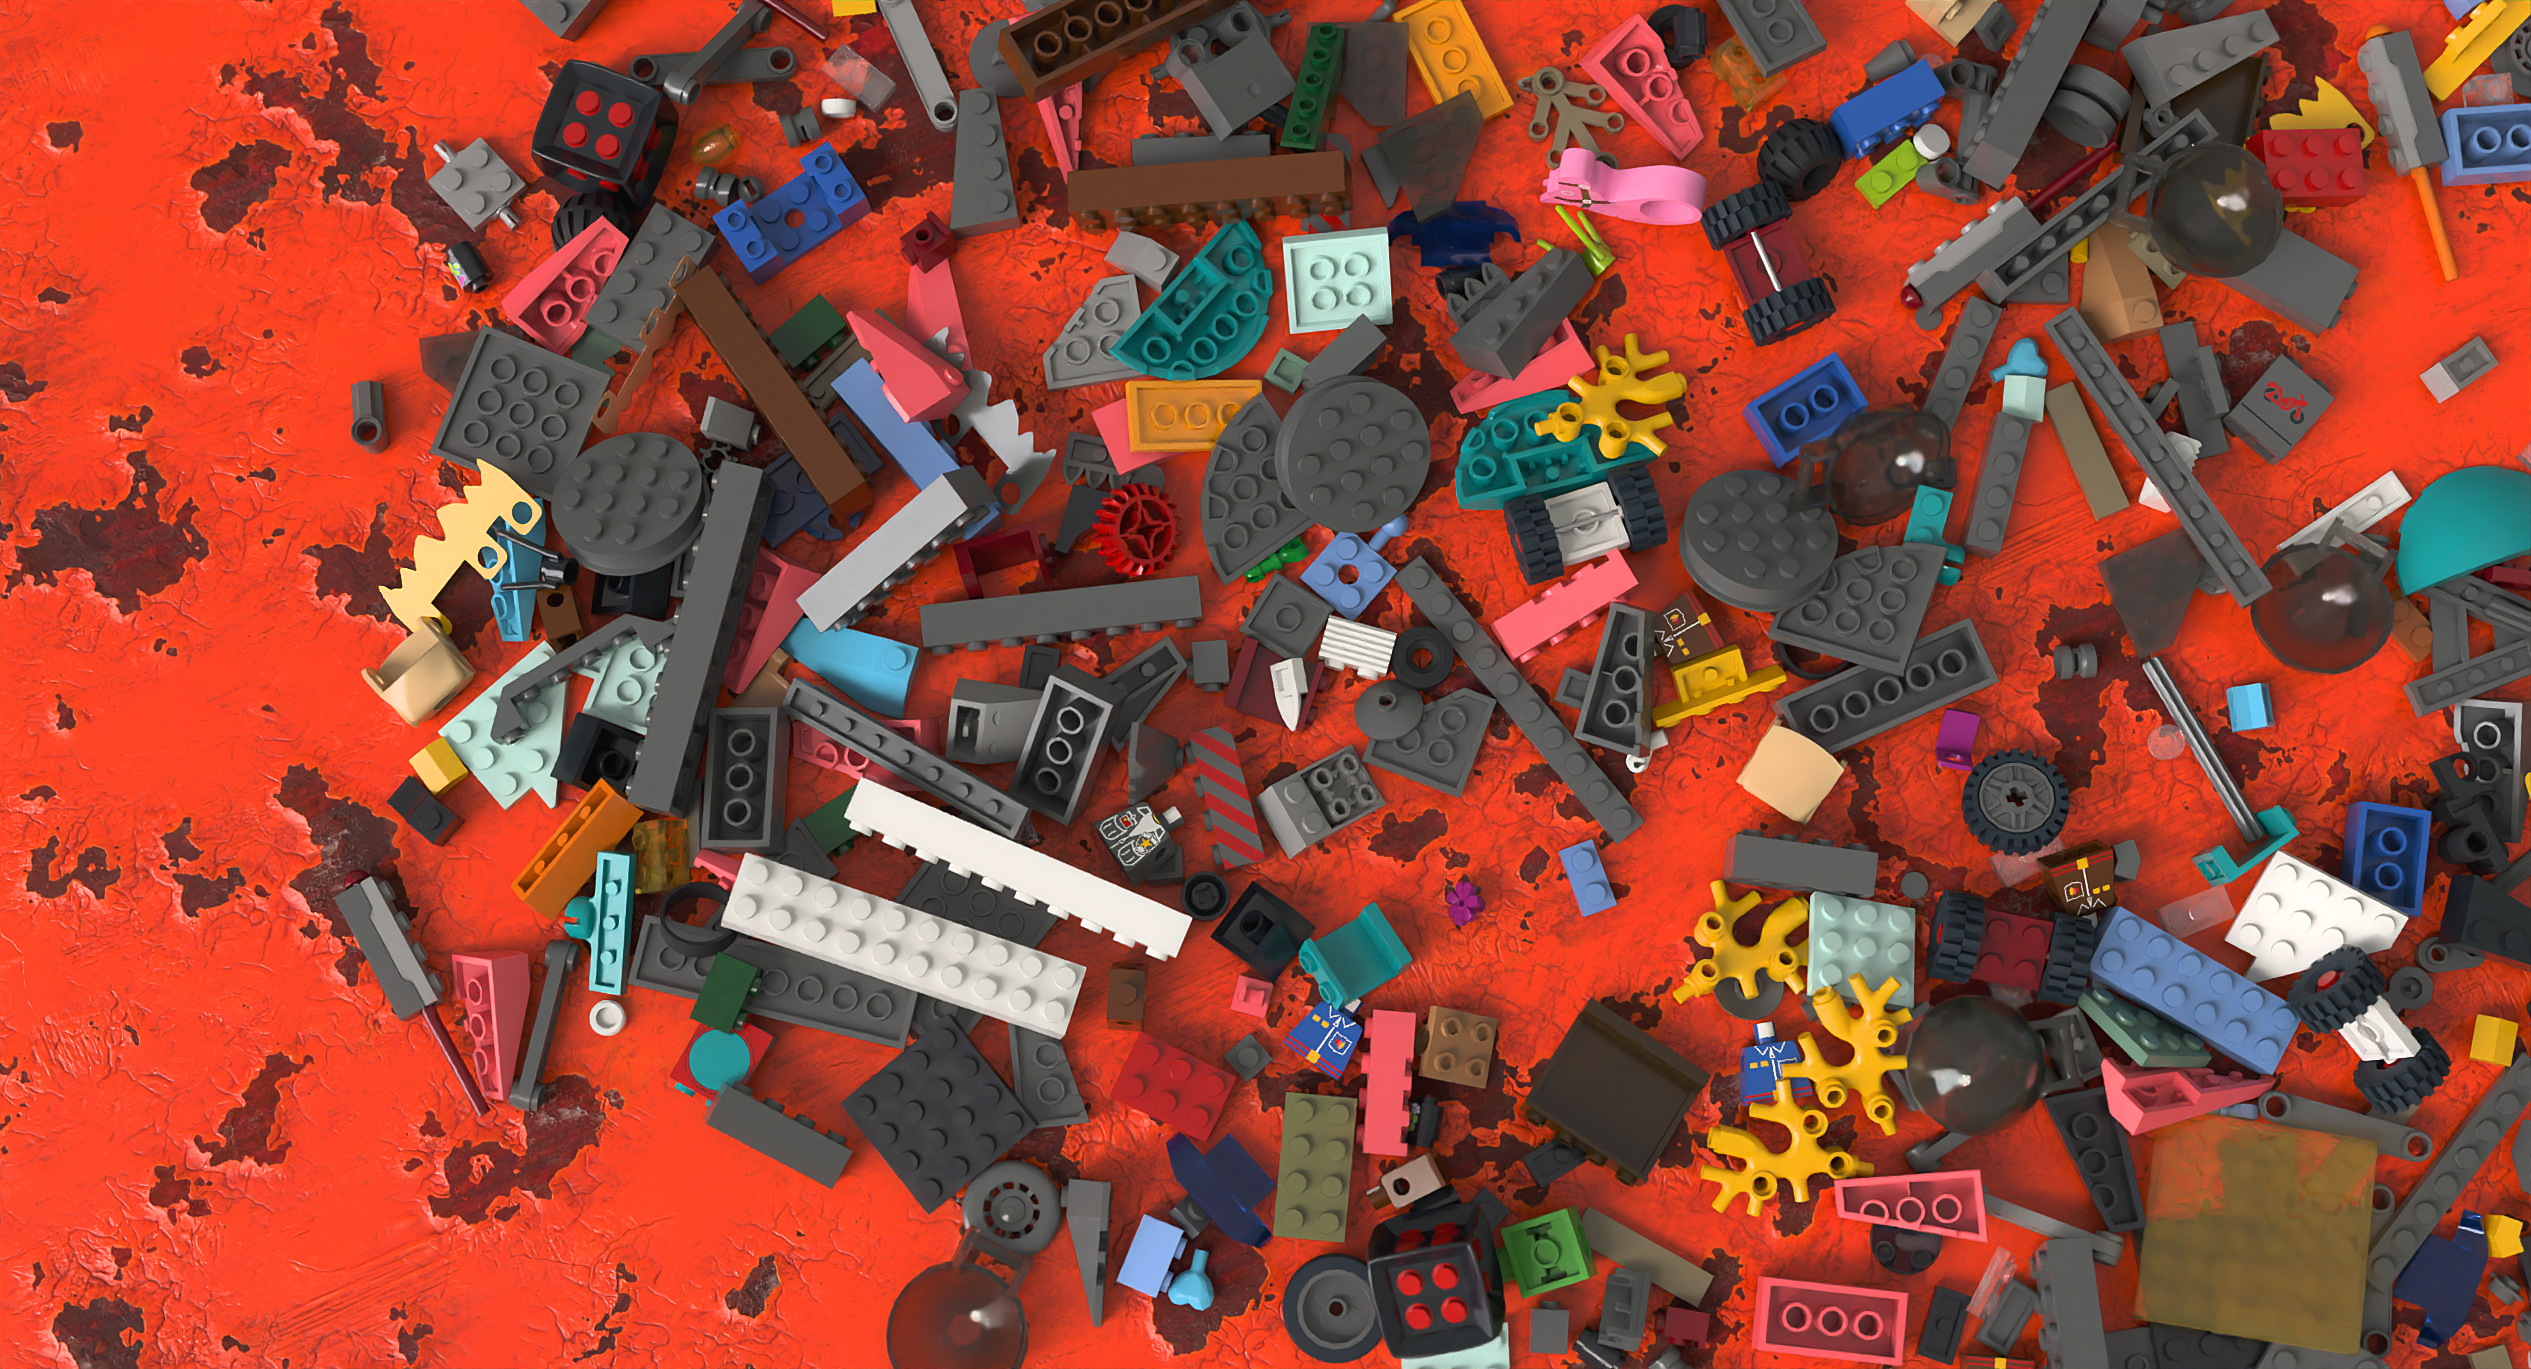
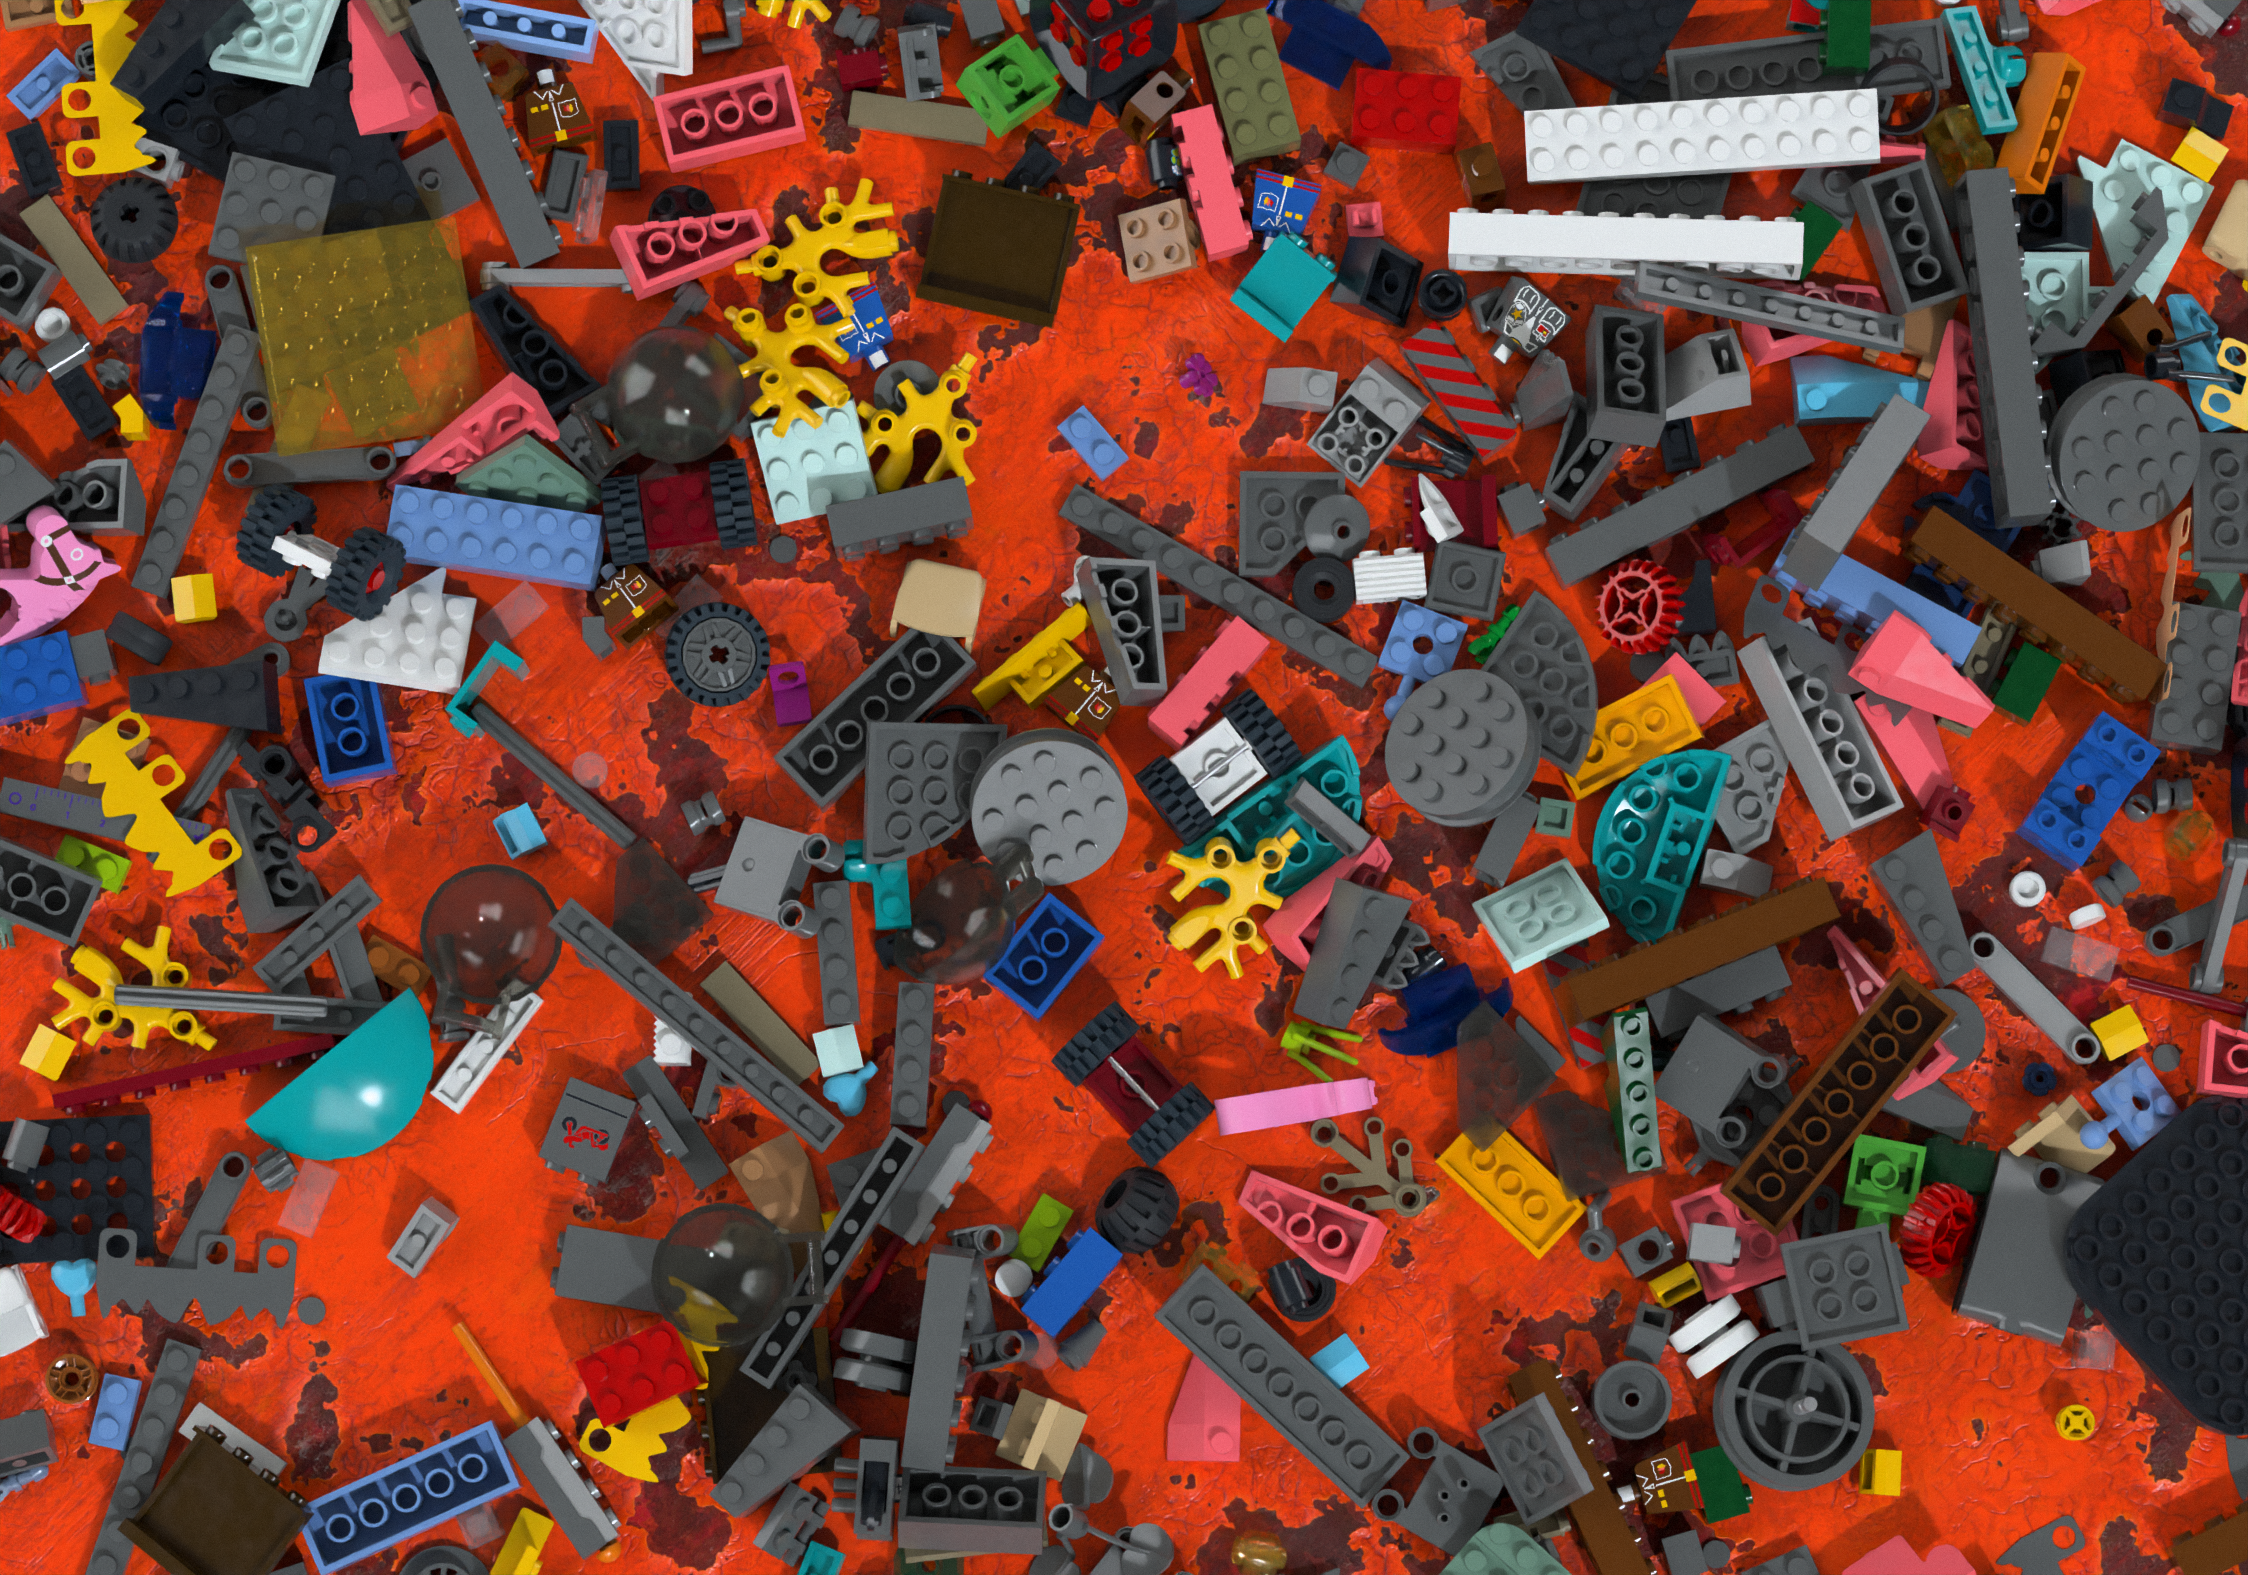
camera: 160 degrees right, 0 degrees up
(882, 155) = (2027, 889): none -> white tile
(1016, 340) = (1822, 739): none -> light grey brick
(1252, 737) = (1454, 457): none -> black plant
(1373, 855) = (1301, 389): none -> light grey slope
(1500, 437) = (1327, 818): none -> piece
(2038, 575) = (769, 875): none -> piece

